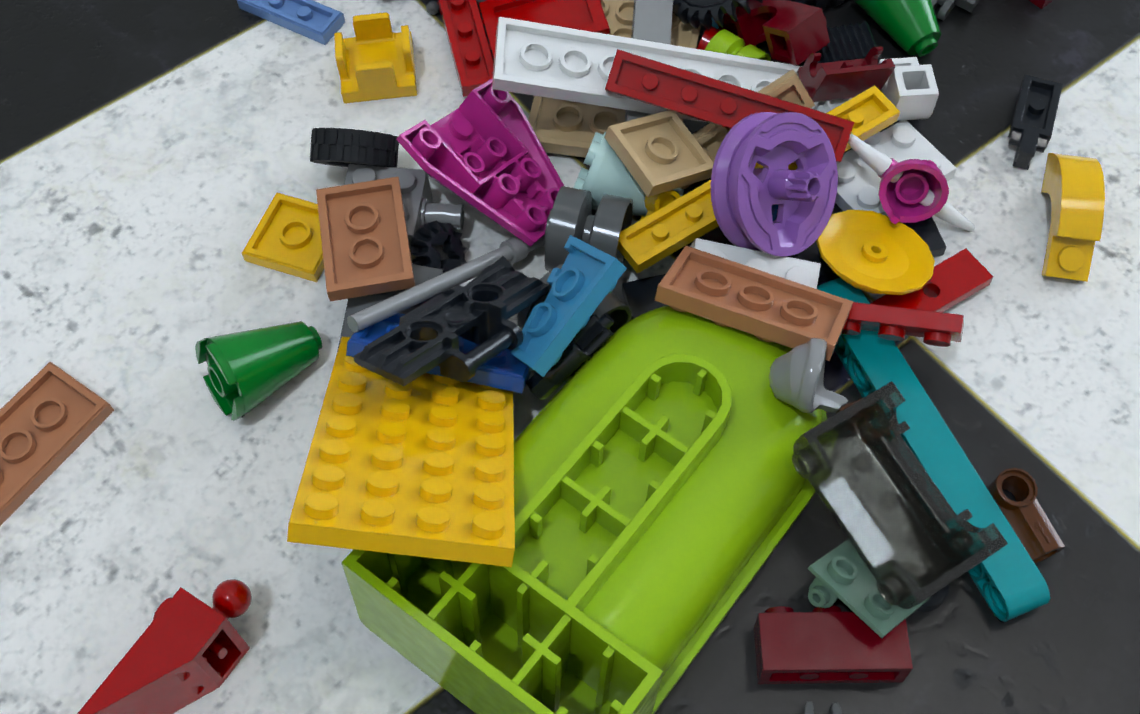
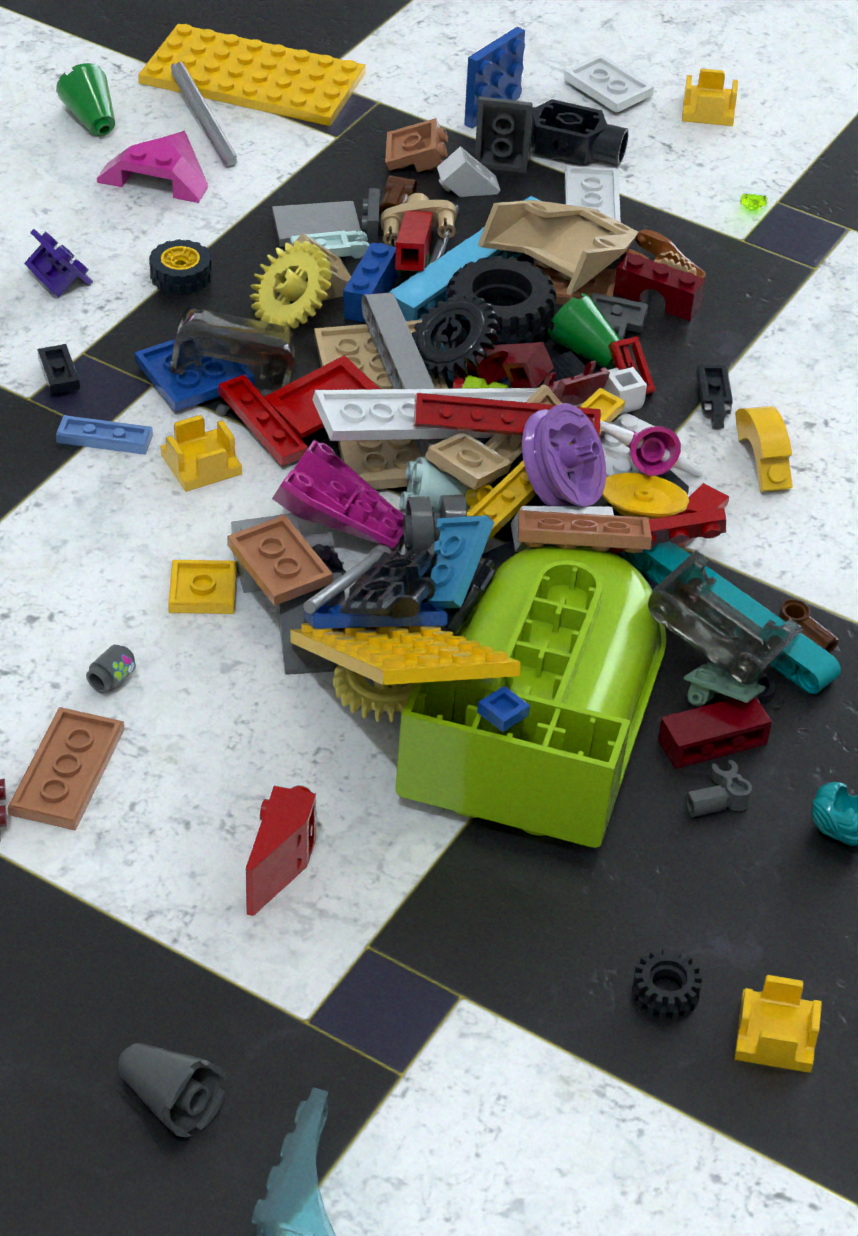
camera: 25 degrees left, 15 degrees down
(130, 325) = (111, 668): none -> dark grey brick
(255, 363) = (224, 668): green cone -> none
(353, 146) = (218, 510): black tyre -> none
(476, 605) = (503, 708): none -> blue plate
(799, 378) = (635, 560): light grey hat -> none
(951, 54) = (614, 348): none -> red tile

